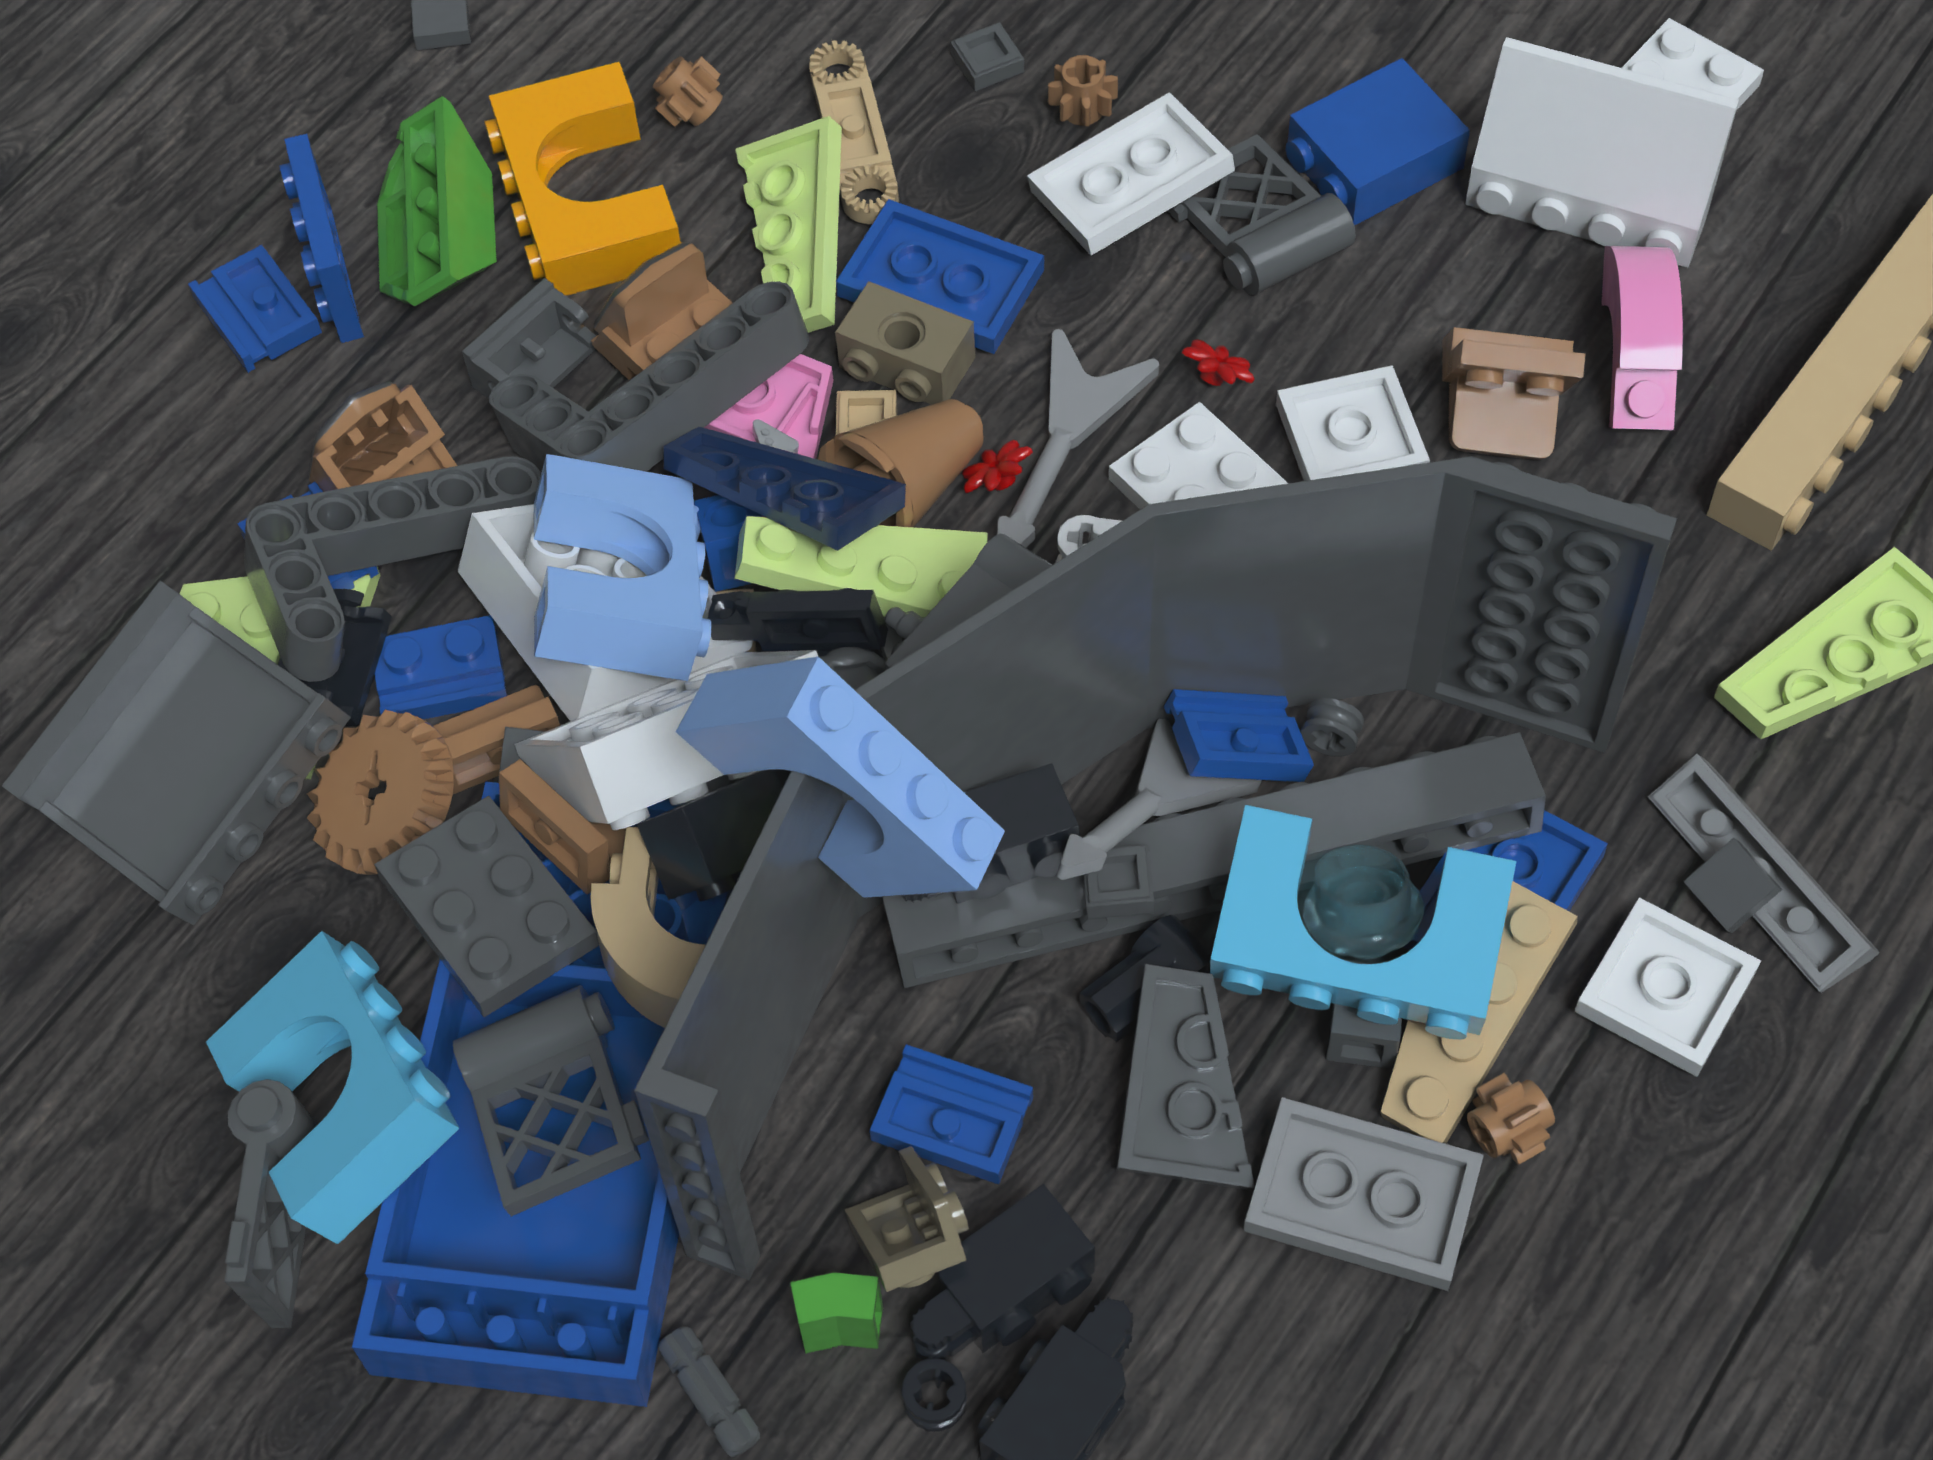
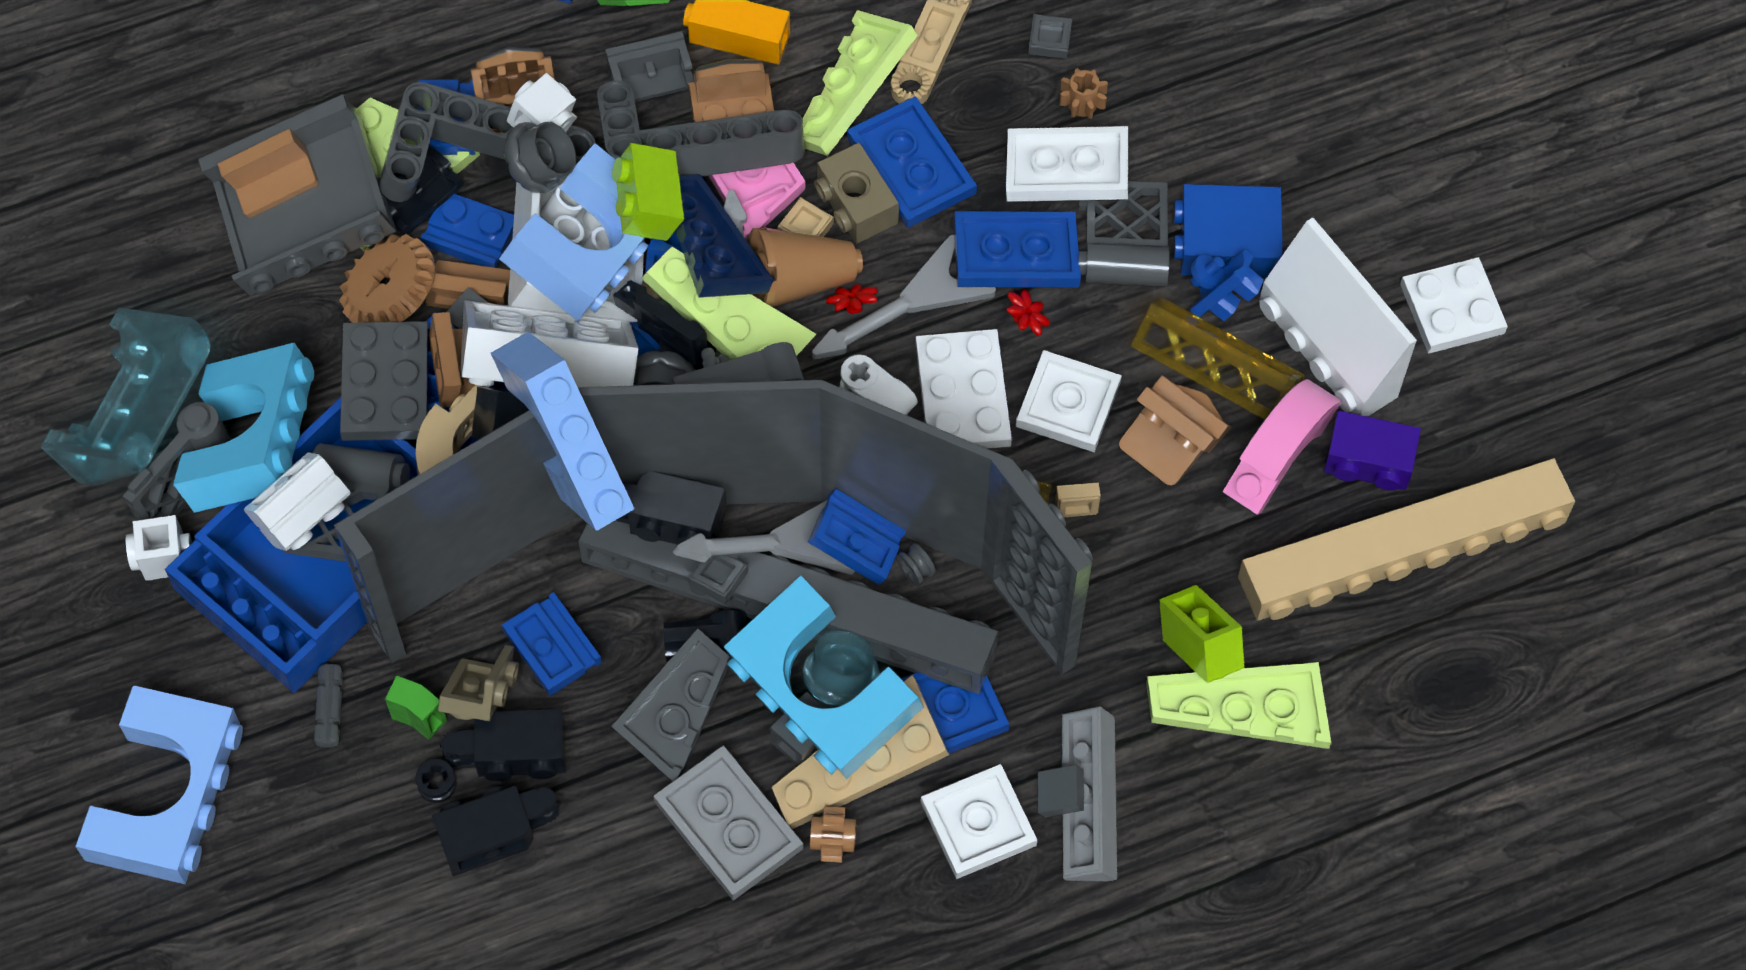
camera: 30 degrees right, 5 degrees up
(117, 747) = (269, 173): none -> medium nougat panel
(152, 1138) = (158, 368): none -> clear light blue windscreen
(311, 1327) = (155, 545): none -> white brick
(446, 454) = (542, 103): none -> white brick
(491, 502) = (539, 155): none -> dark grey piece
(495, 1128) = (298, 502): none -> white brick
(664, 470) = (648, 192): none -> lime brick
(1149, 299) = (1016, 249): none -> blue plate
(1422, 191) = (1219, 279): none -> blue hips
(1482, 267) = (1222, 345): none -> clear yellow fence
(1747, 279) = (1372, 451): none -> dark purple brick
(1749, 590) = (1202, 634): none -> lime brick

